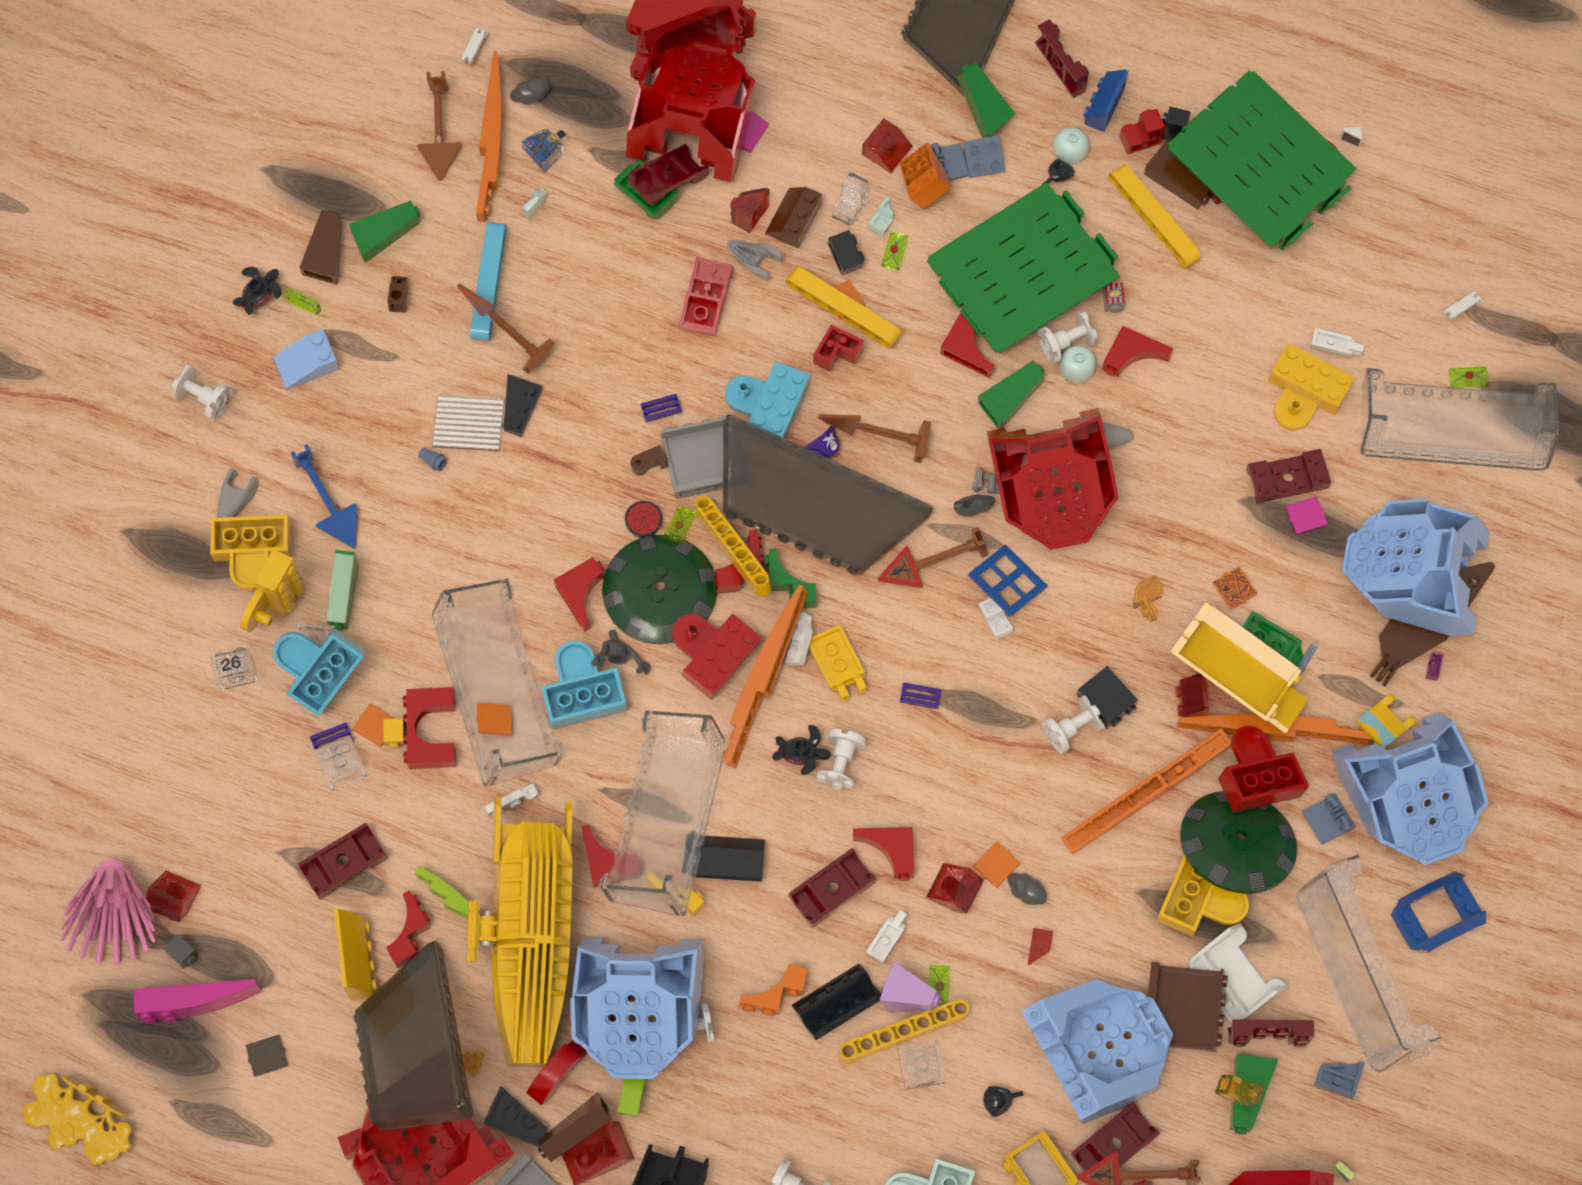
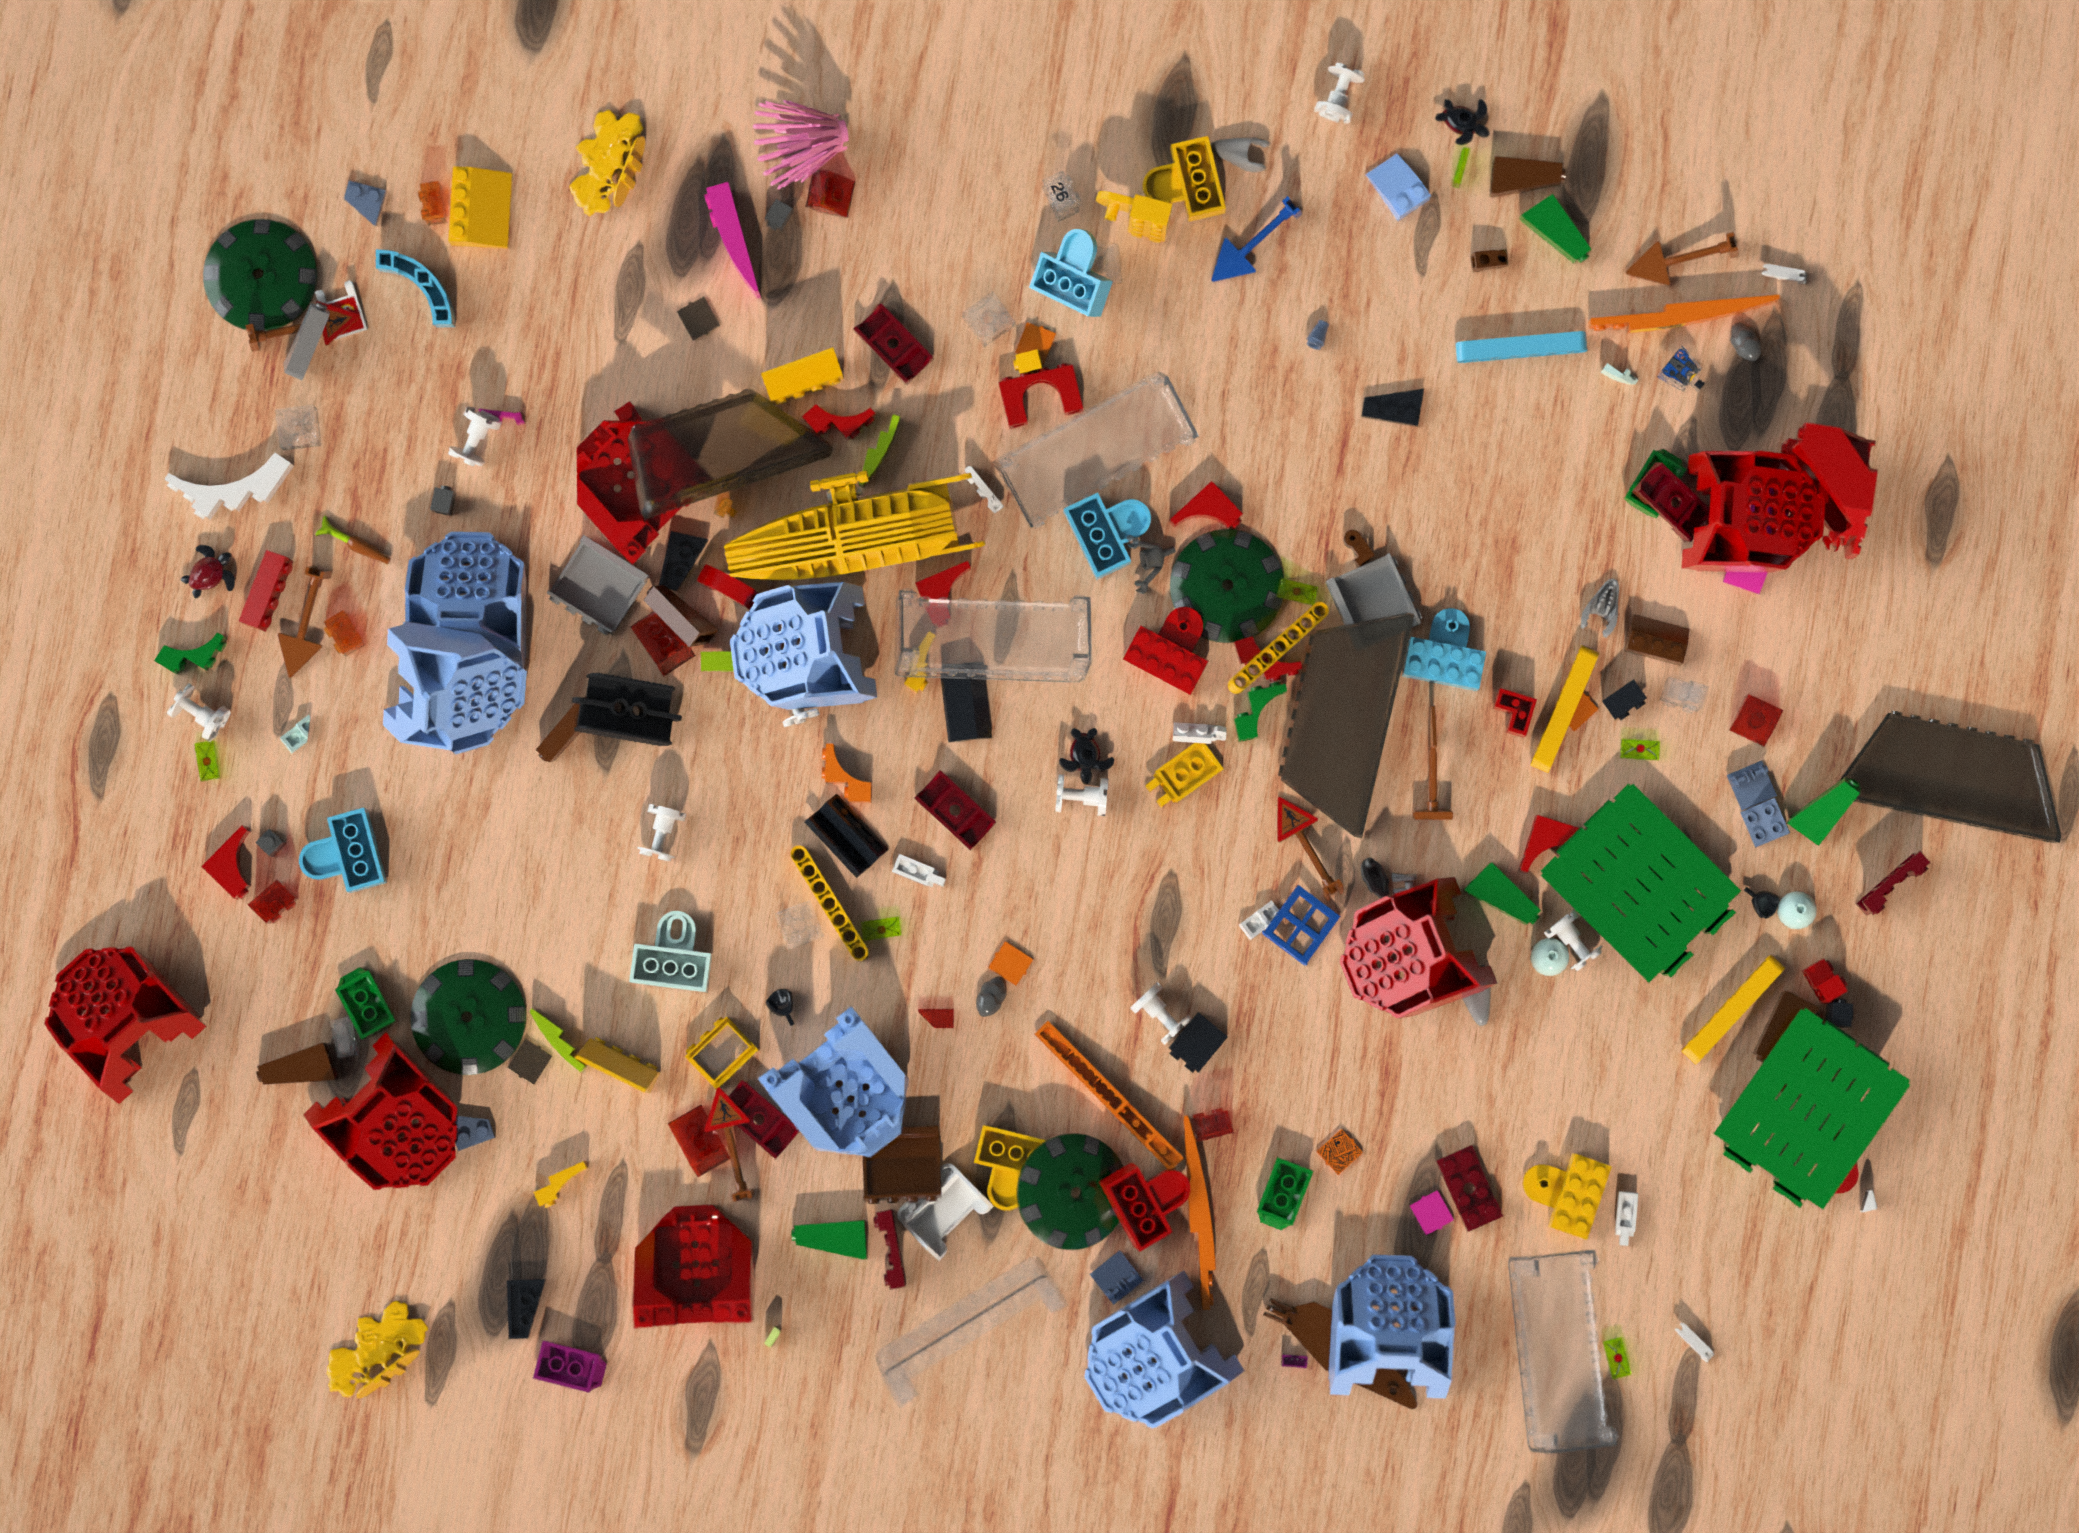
camera: 80 degrees right, 15 degrees up
(329, 732) = (1004, 291): dark purple tile -> none
(342, 589) = (1161, 279): slope -> none
(468, 422) = (1365, 361): piece -> none
(483, 306) = (1450, 412): dark orange piece -> none
(494, 719) = (1060, 454): orange piece -> none
(643, 519) = (1296, 555): tile -> none
(659, 401) = (1426, 562): dark purple tile -> none
(705, 296) = (1549, 568): slope -> none
(749, 208) = (1652, 592): clear red slope -> none
(763, 676) = (1152, 704): orange slope -> none
(826, 444) = (1408, 718): dark purple hat -> none
(882, 219) = (1673, 730): light aqua slope -> none
(895, 844) = (1008, 864): red arch -> none
(903, 699) = (1166, 843): dark purple tile -> none
(907, 992) = (864, 899): lavender slope -> none
(924, 176) = (1726, 764): orange slope -> none
(955, 888) = (977, 927): clear red slope -> none
(1105, 99) = (1855, 937): blue slope -> none
(1113, 297) = (1630, 982): light grey brick -> none
(1132, 347) = (1577, 1005): red arch -> none
(1144, 595) = (1313, 1062): clear yellow brick -> none
(1239, 1091) = (825, 1226): clear yellow brick -> none
(1242, 666) = (1247, 1167): yellow panel -> none
(1308, 657) = (1267, 1231): light blue piece -> none
(1340, 1078) = (862, 1322): sand blue wing -> none
(1383, 724) = (1221, 1316): yellow flag -> none
(1462, 901) = (1060, 1416): blue wedge -> none

